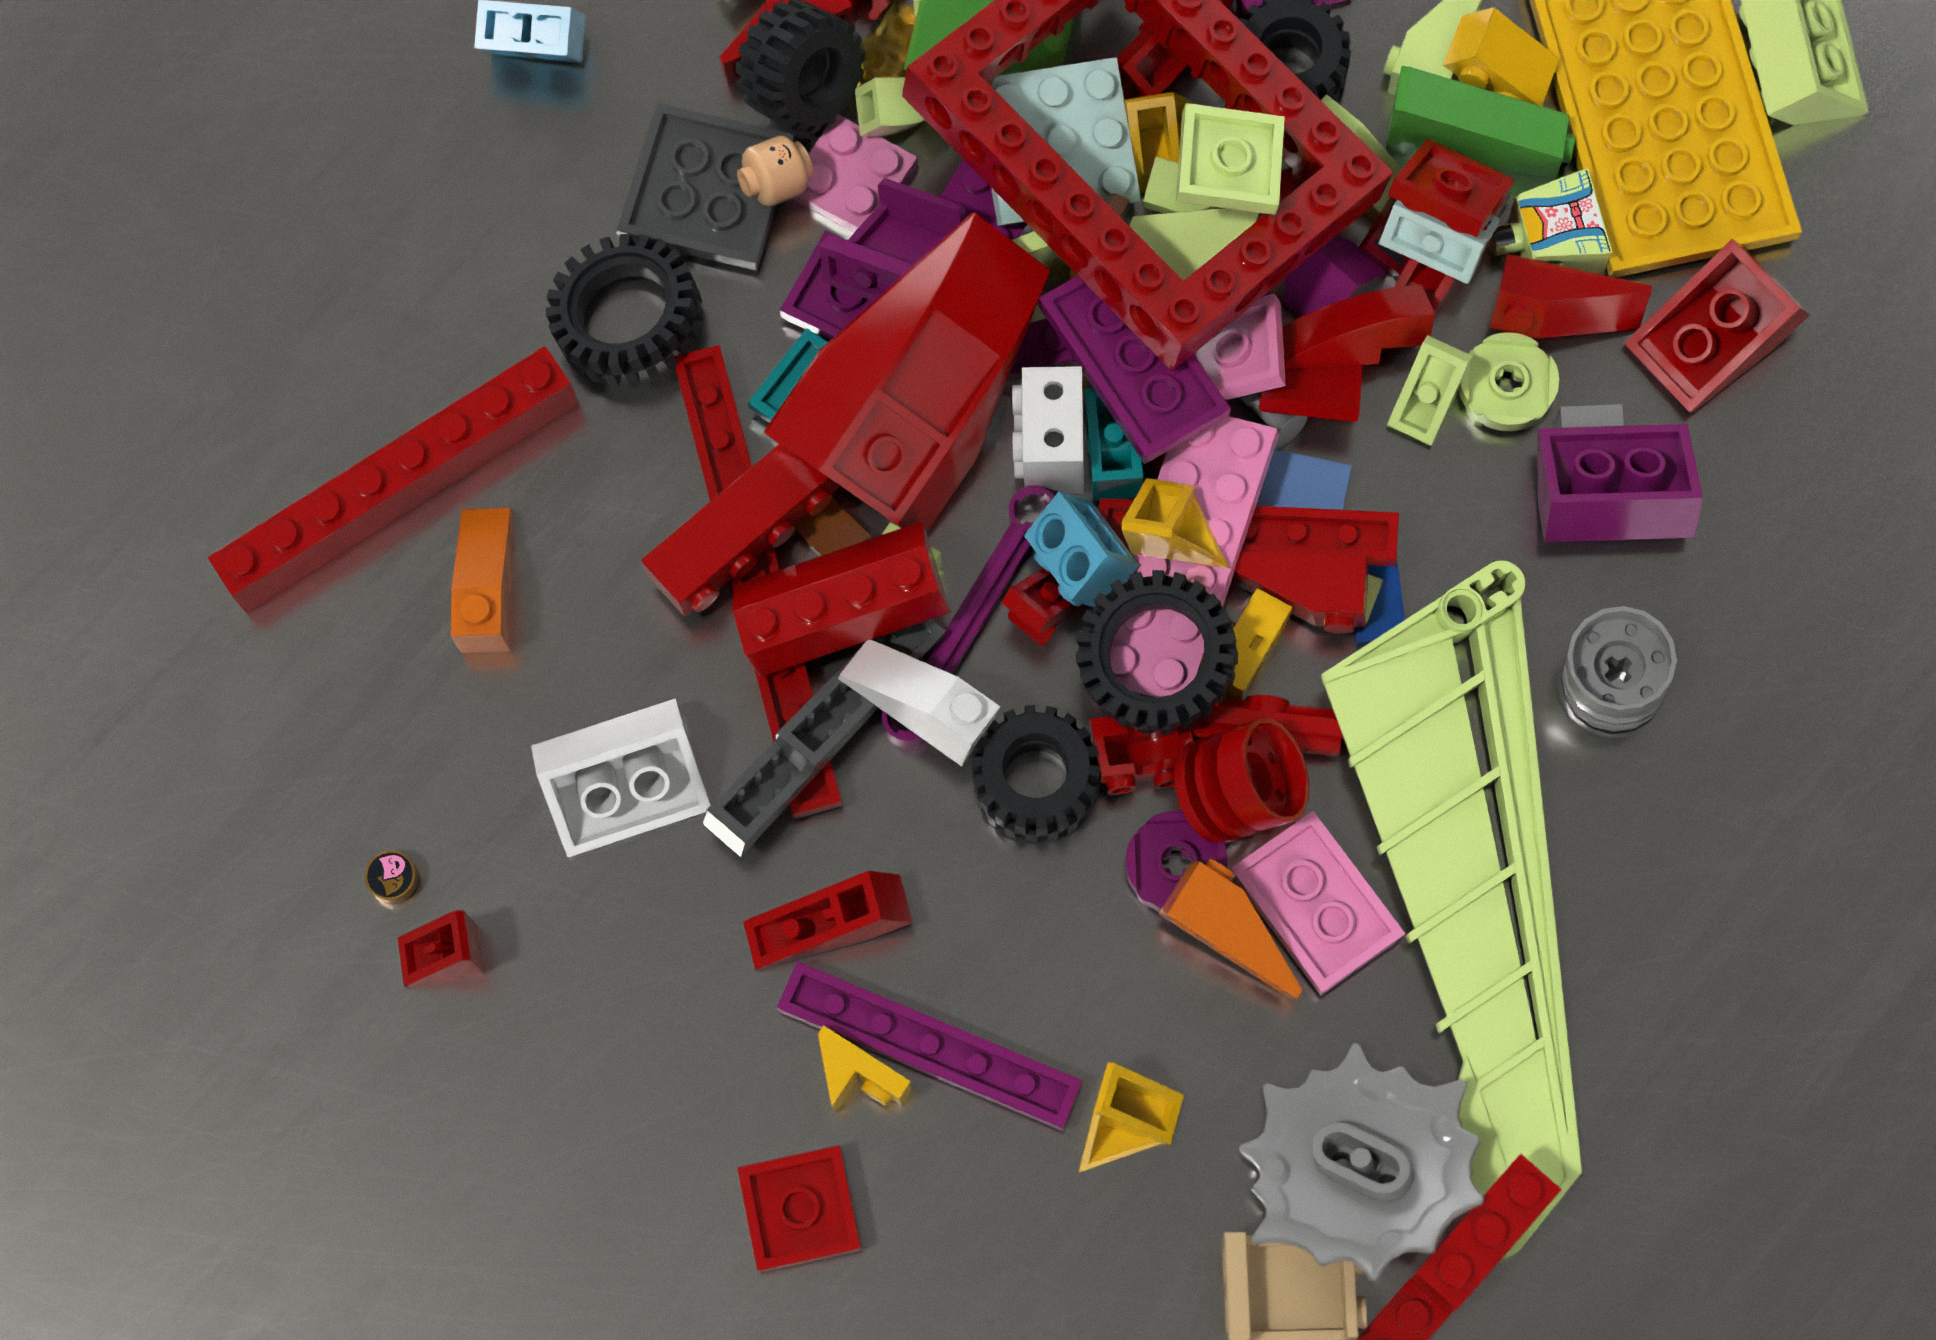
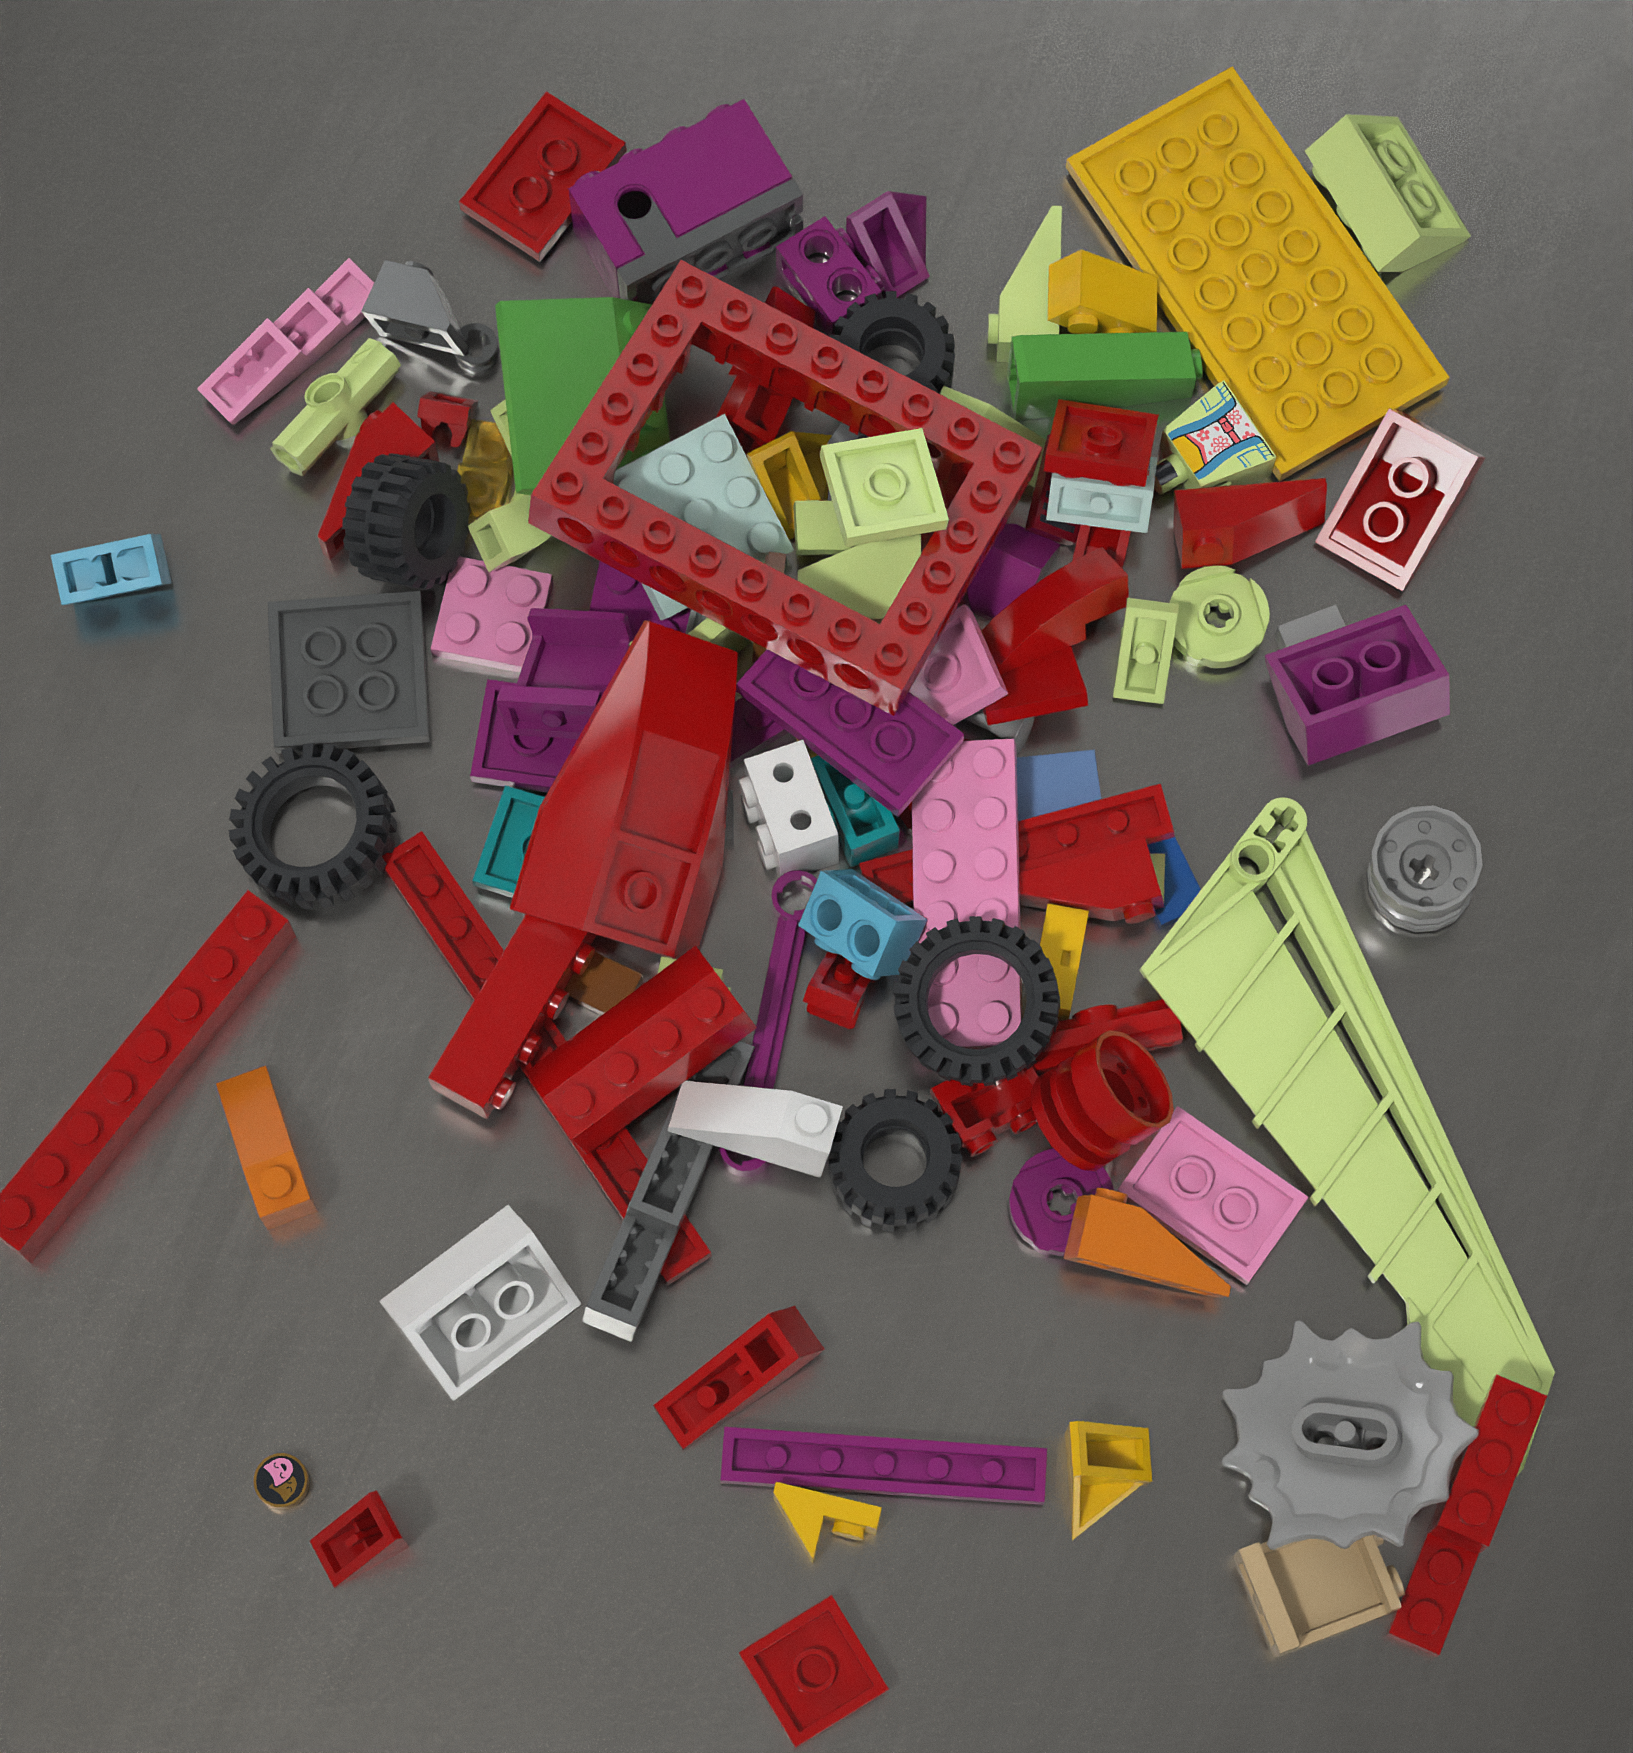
camera: 25 degrees left, 0 degrees up
(775, 170) = (418, 635): light nougat head -> none
(1170, 525) = (945, 869): yellow slope -> none

